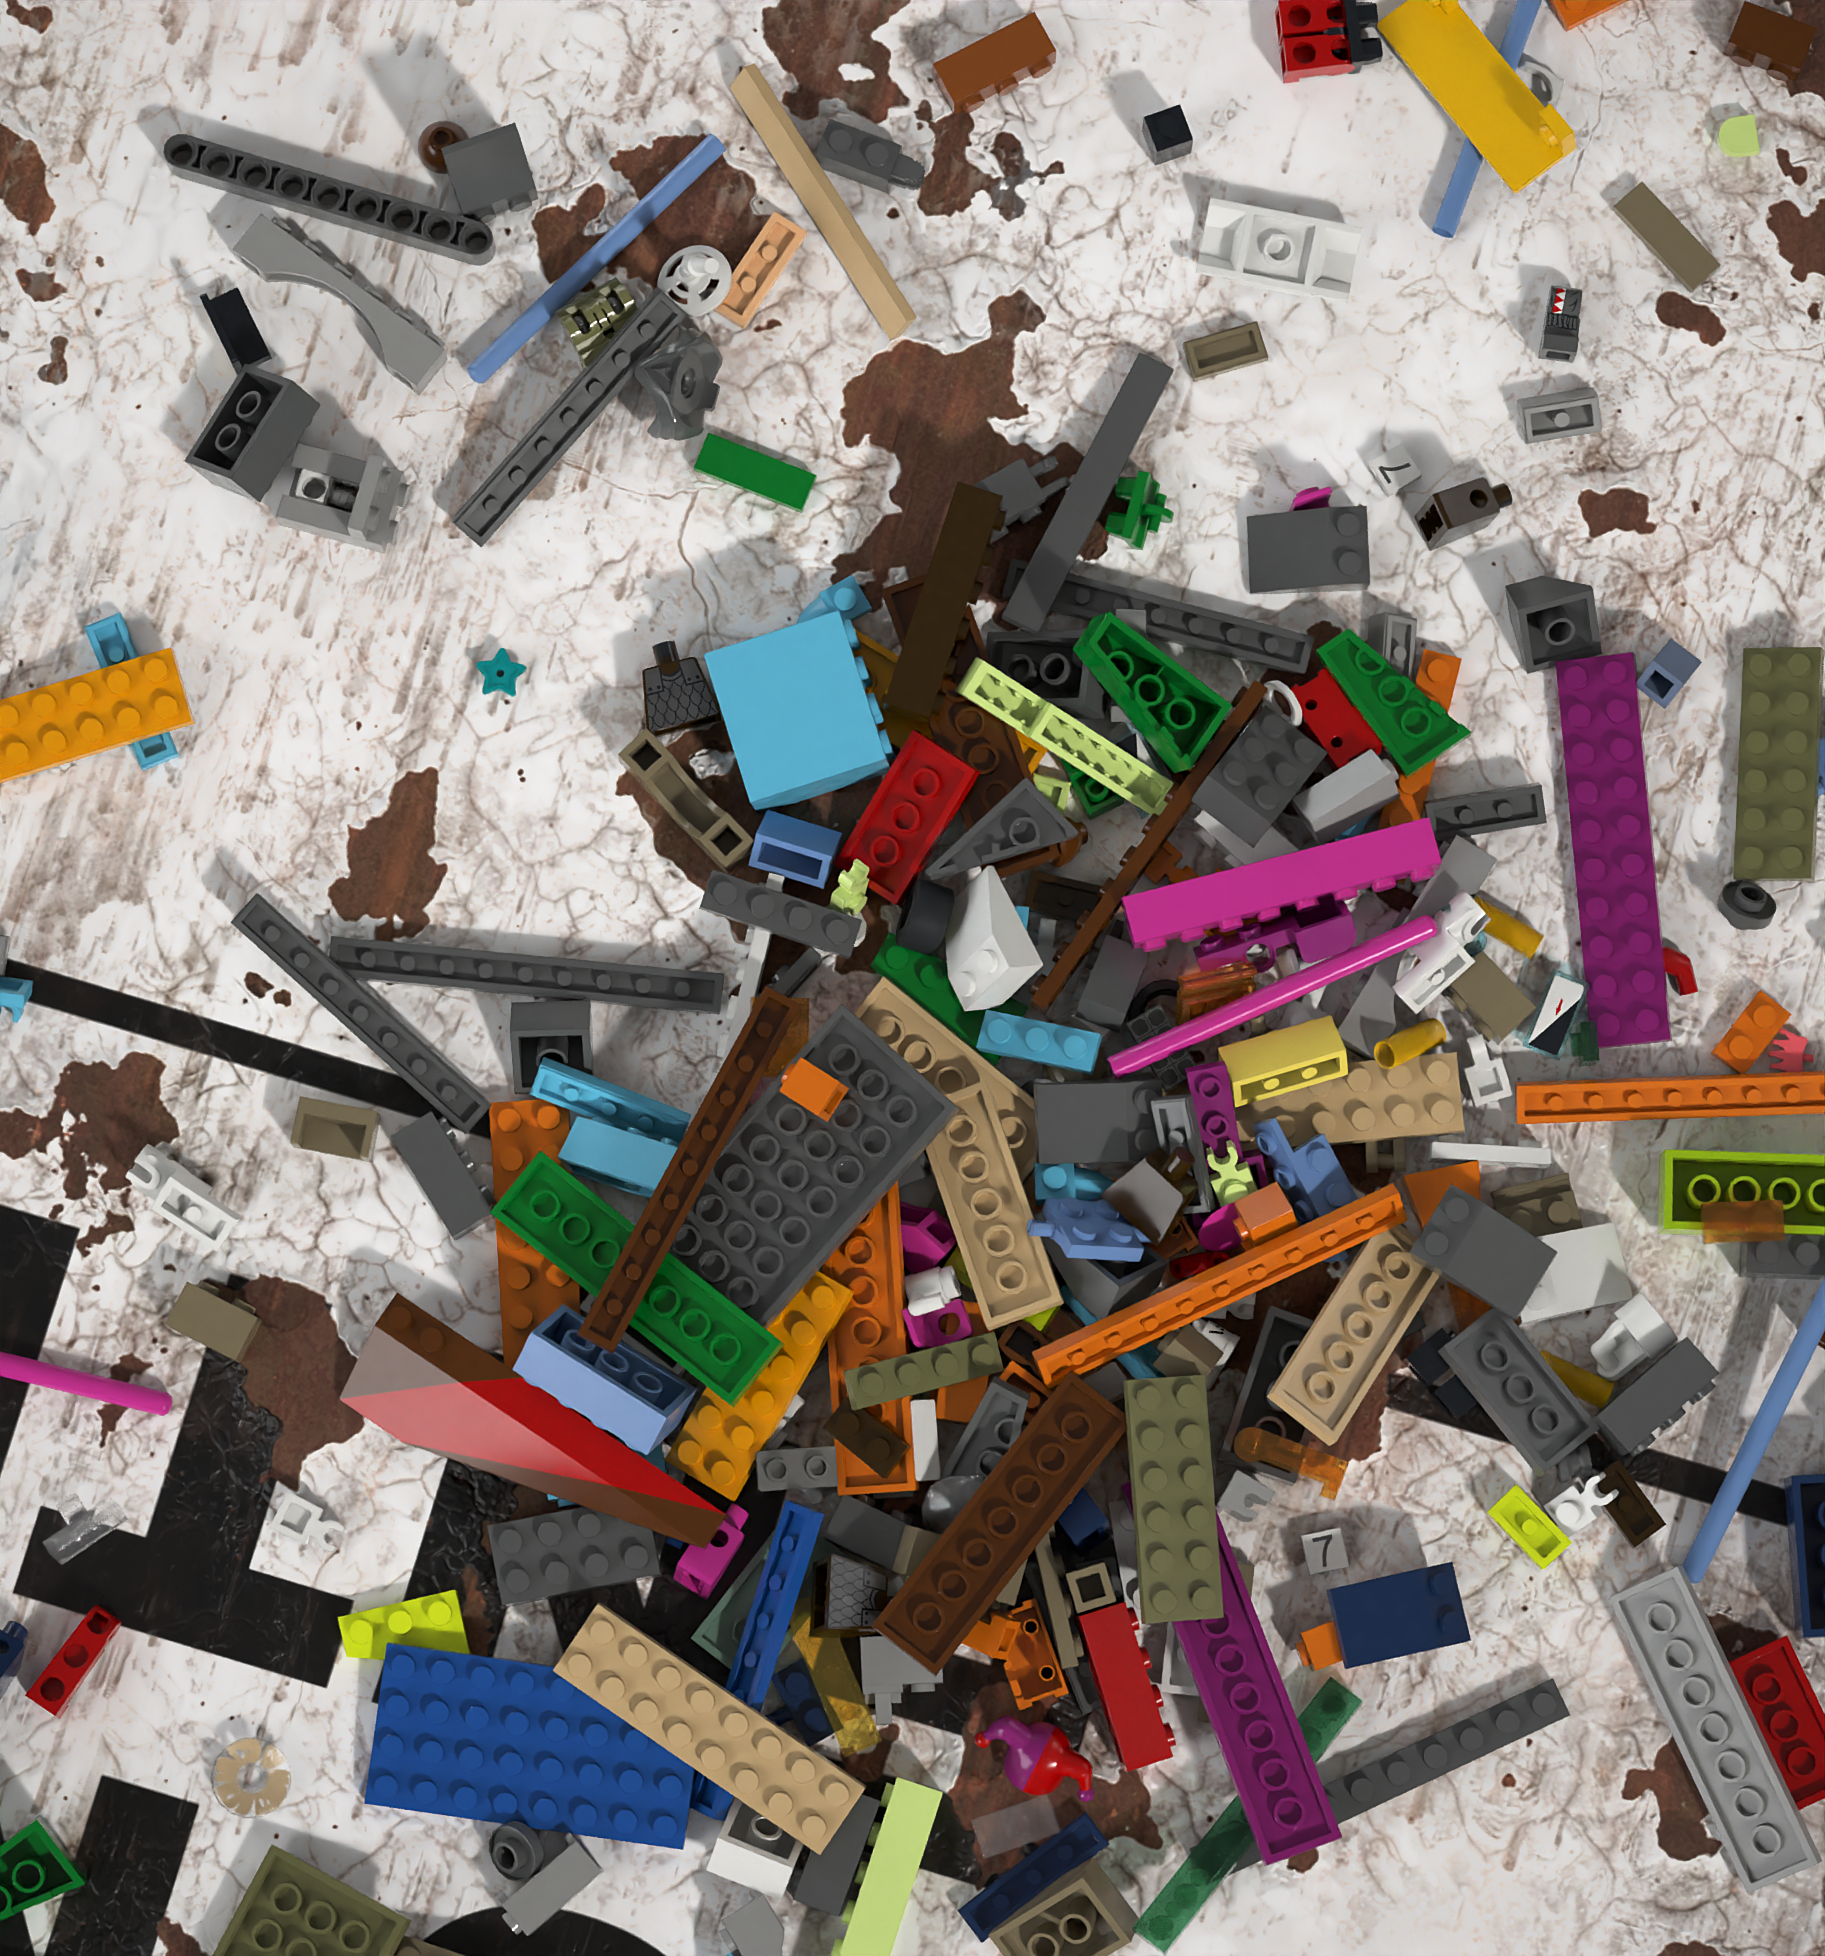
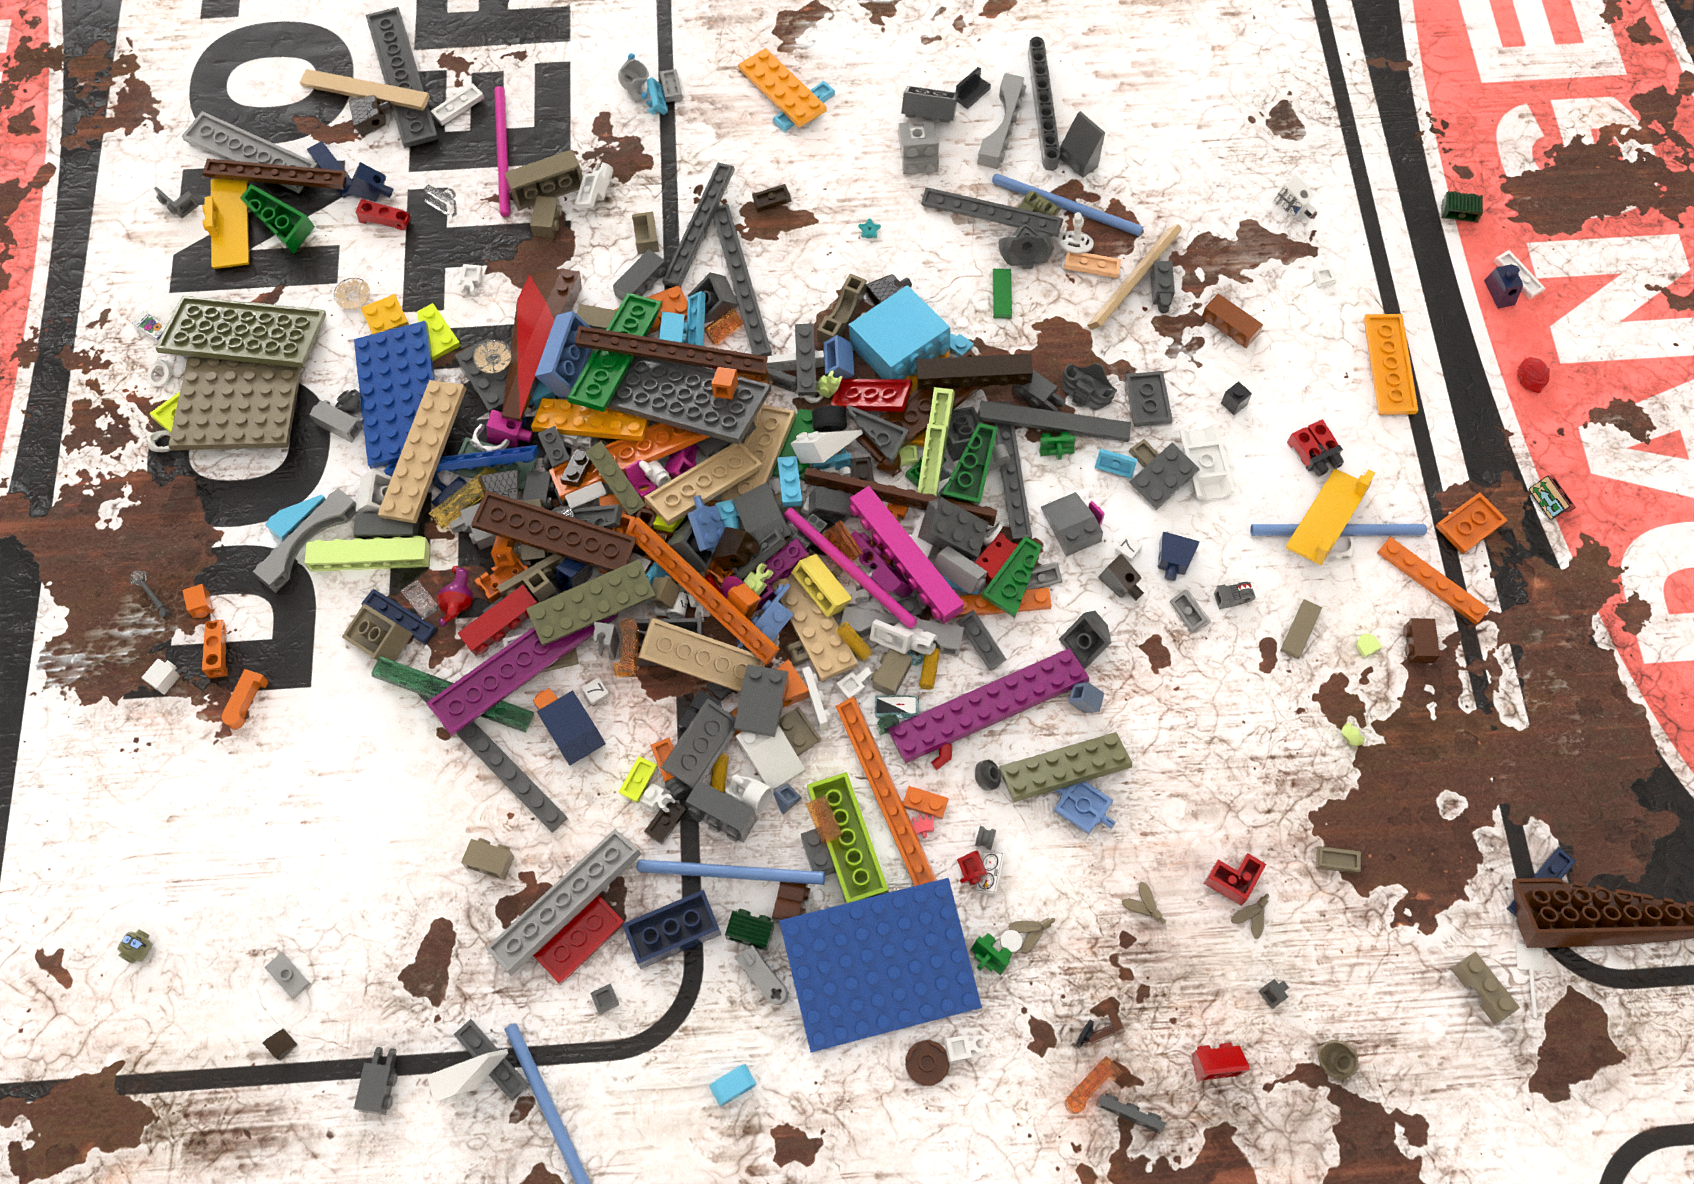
camera: 70 degrees right, 15 degrees down
(128, 1294) = (545, 178): none -> dark tan brick
(327, 1725) = (384, 314): none -> yellow plate
(347, 843) = (771, 197): none -> dark brown plate
(530, 1296) = (596, 316): none -> dark tan brick
(549, 1506) = (492, 350): none -> clear dish
(625, 1047) = (723, 326): none -> clear orange plate
(716, 1621) = (474, 441): none -> white cap
(1045, 412) = (1088, 385): none -> dark grey piece
(1101, 296) = (1148, 398): none -> dark grey plate
(1218, 418) = (1116, 463): none -> medium azure plate
(1281, 341) = (1164, 476): none -> dark grey plate
(1370, 913) = (914, 605): none -> dark grey bracket
(1446, 392) = (1175, 554): none -> dark blue torso
(1502, 1465) = (661, 751): none -> orange plate
(1585, 1841) = (488, 858): none -> dark tan brick
(1655, 1273) = (786, 798): none -> sand blue slope

